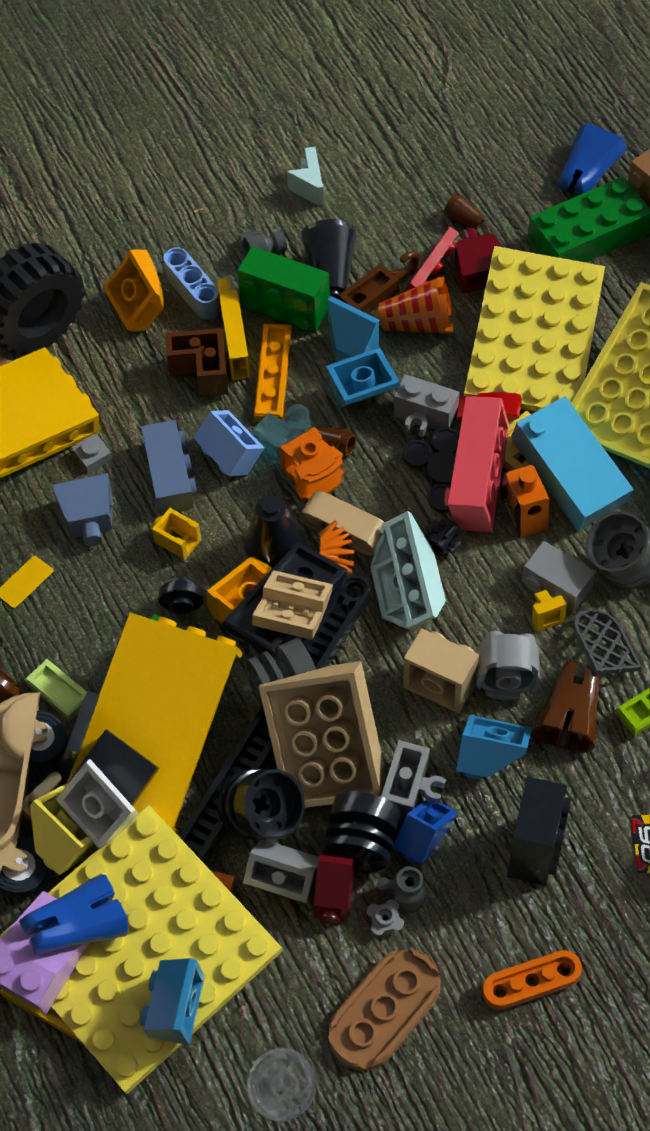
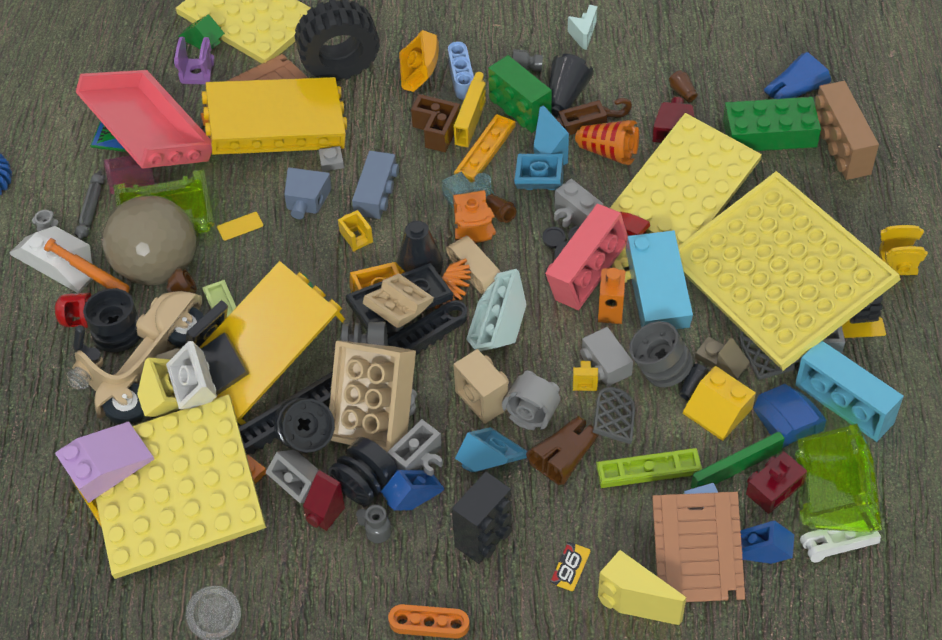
camera: 25 degrees right, 5 degrees down
(77, 918) = (133, 444): blue piece -> none
(174, 1000) = (170, 526): dark azure slope -> none
(181, 595) = (333, 271): black plate -> none
(228, 443) = (423, 182): light blue brick -> none
(384, 1009) = (317, 598): medium nougat tile -> none
(385, 927) = (351, 544): light grey plate -> none
(432, 263) = (641, 110): plate -> none
(444, 536) = (539, 299): black gear -> none

